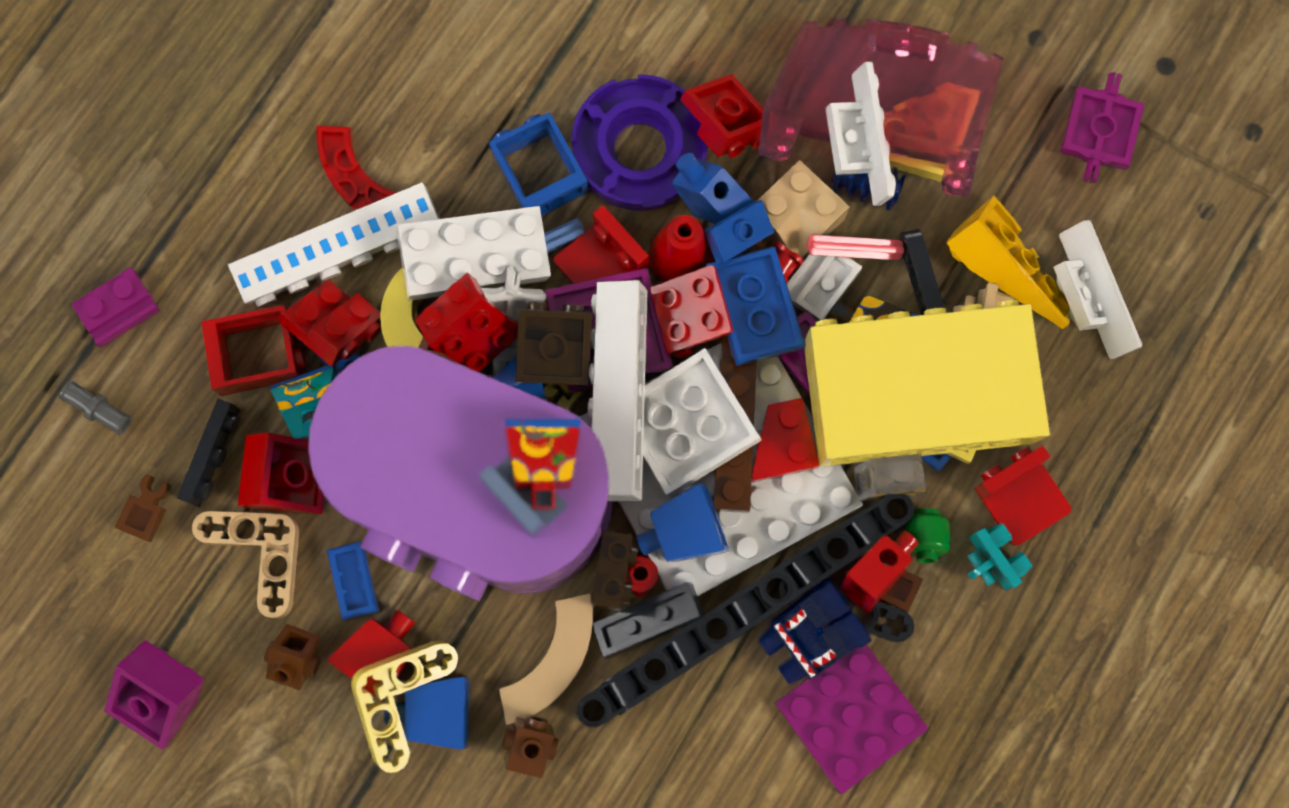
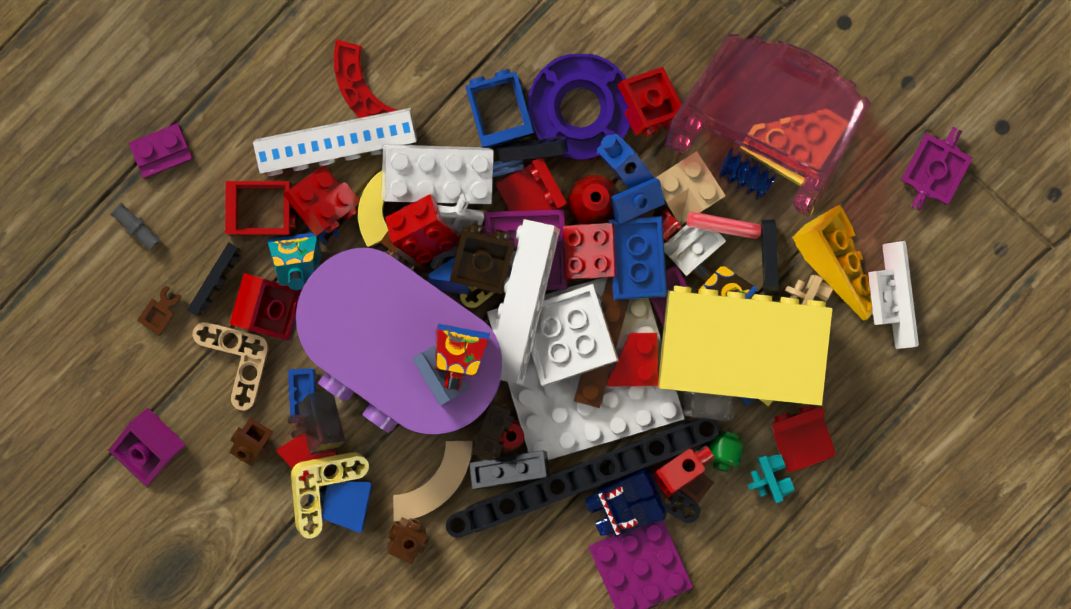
camera: 10 degrees right, 10 degrees up
(377, 608) = (319, 422): none -> clear smoke brick
(590, 200) = (532, 149): none -> black beam
(685, 528) = (550, 412): blue torso -> none
(859, 136) = (743, 145): white bracket -> none

